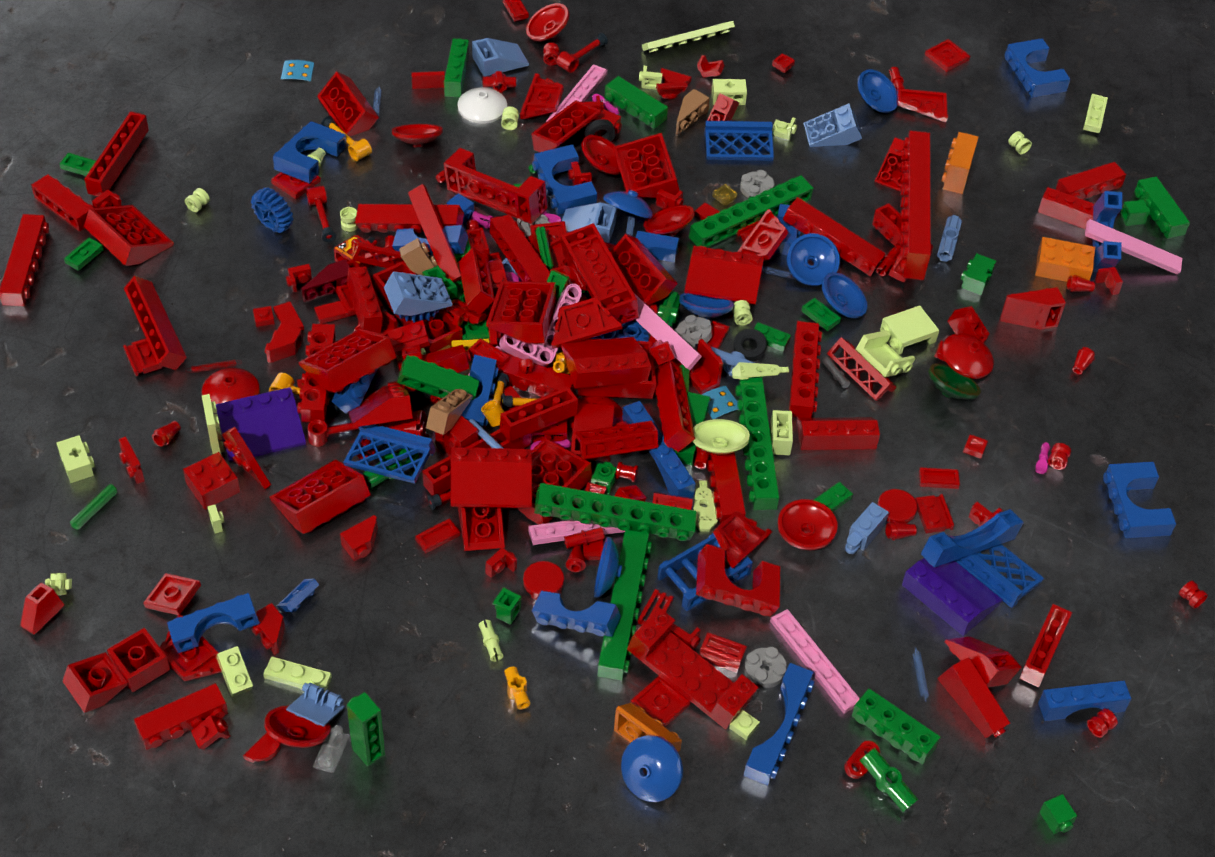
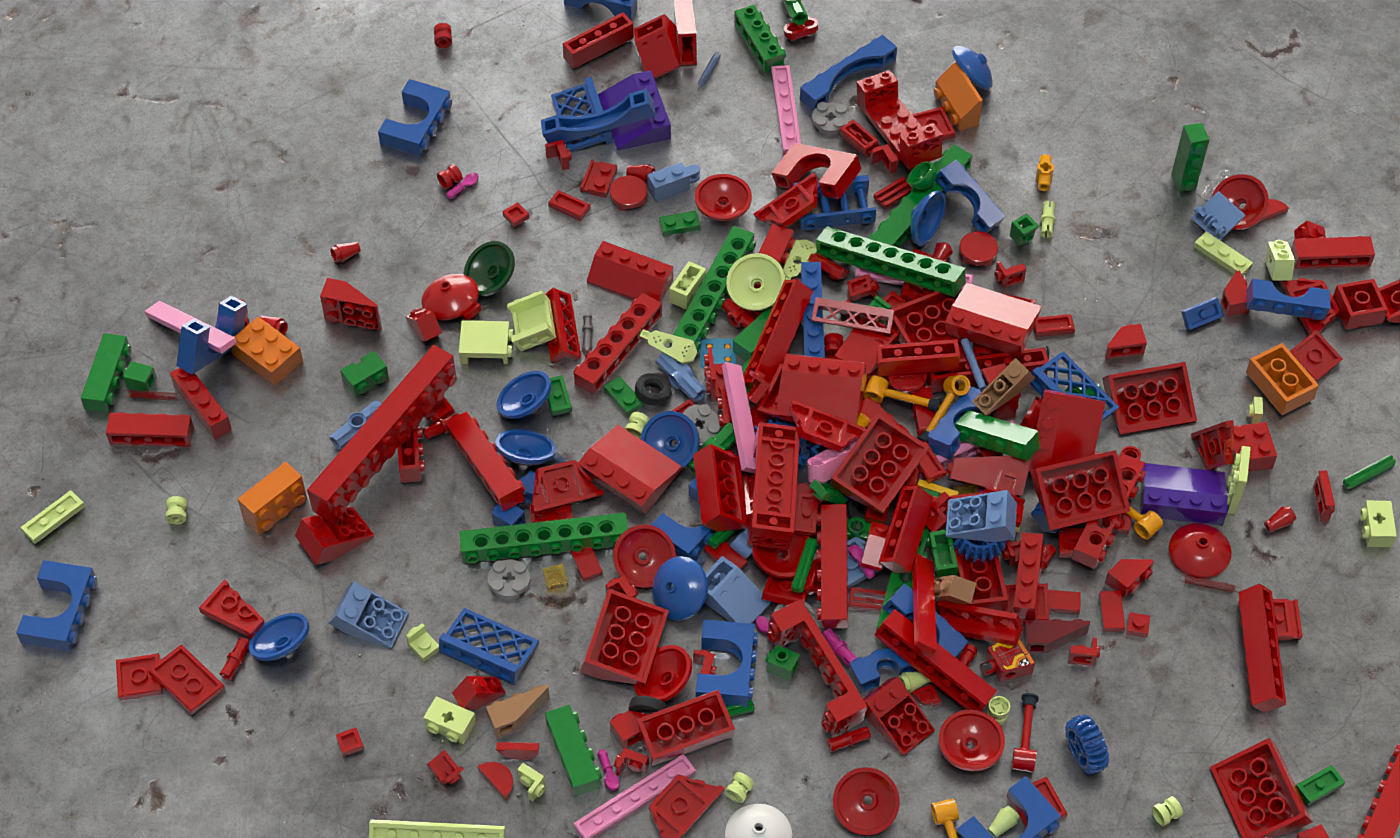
camera: 150 degrees left, 5 degrees up
(198, 551) = (1282, 379): none -> orange brick
(359, 187) = (973, 729): none -> red dish
(438, 186) = (897, 715): none -> red slope
(477, 237) = (867, 620): red plate -> none
(632, 604) = (922, 176): none -> green piece
(916, 59) = (186, 679): none -> red tile

